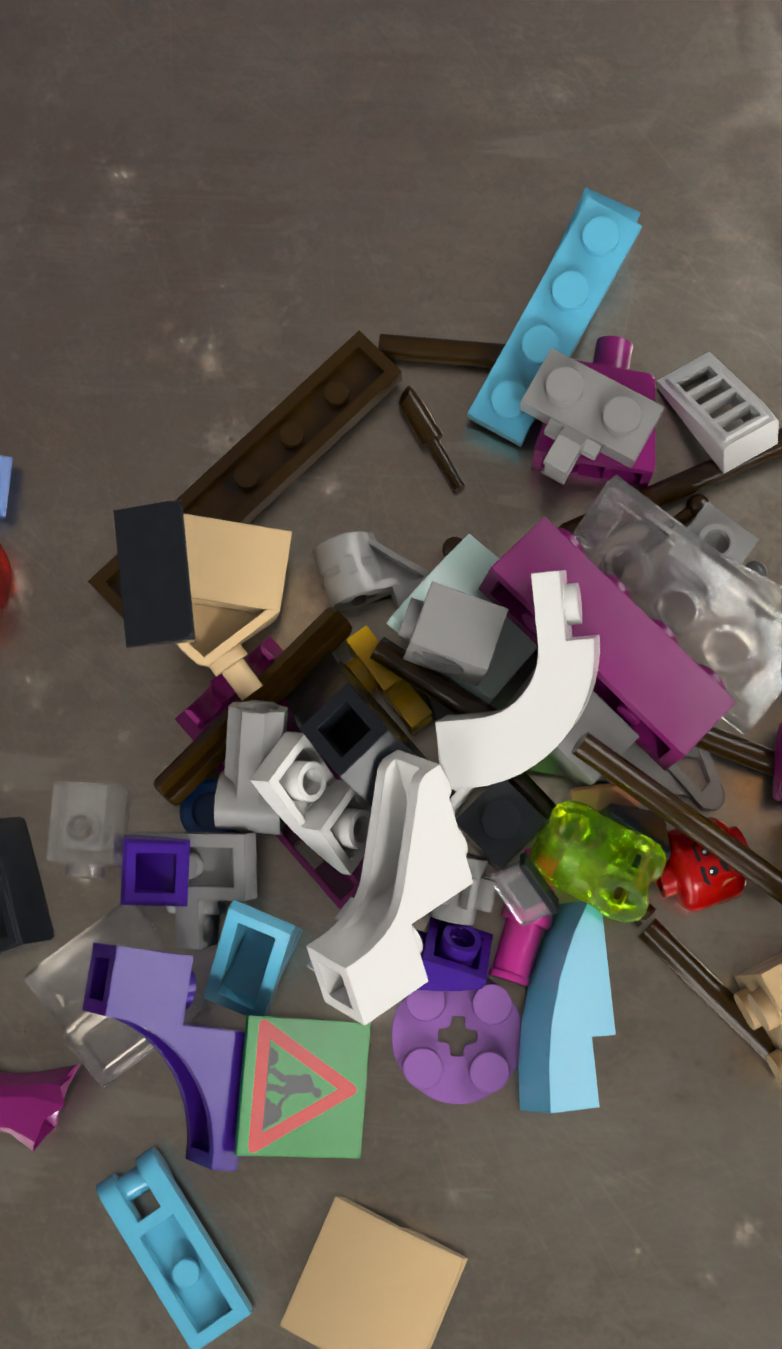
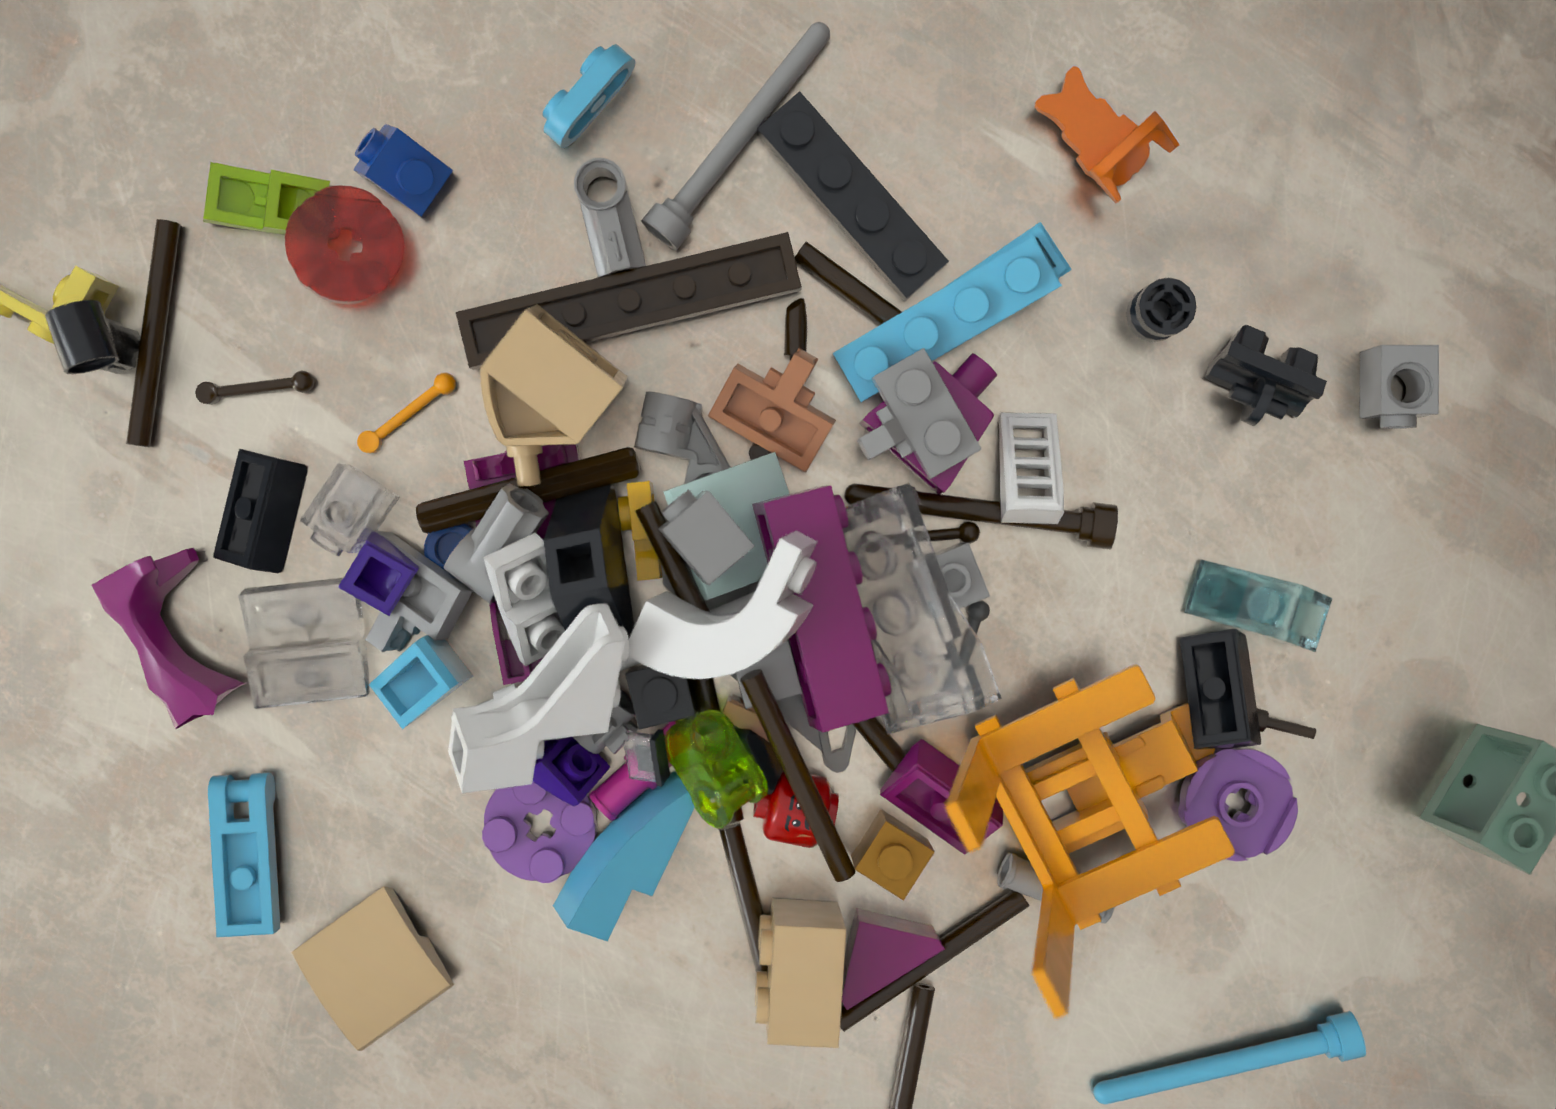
camera: 25 degrees right, 10 degrees up
(72, 756) = (372, 440): none -> light orange hinge
(105, 300) = (602, 78): none -> medium azure plate
(151, 996) = (346, 739): arch -> none
(154, 574) = (492, 364): black slope -> none
(187, 416) = (609, 223): none -> light grey piece
(243, 385) = (671, 218): none -> light grey piece
(302, 1088) = (398, 798): piece -> none
(399, 271) = (852, 196): none -> black plate
(446, 497) = (775, 410): none -> nougat hinge
(600, 95) = (1106, 145): none -> orange hair
(740, 217) = (1149, 313): none -> black wheel

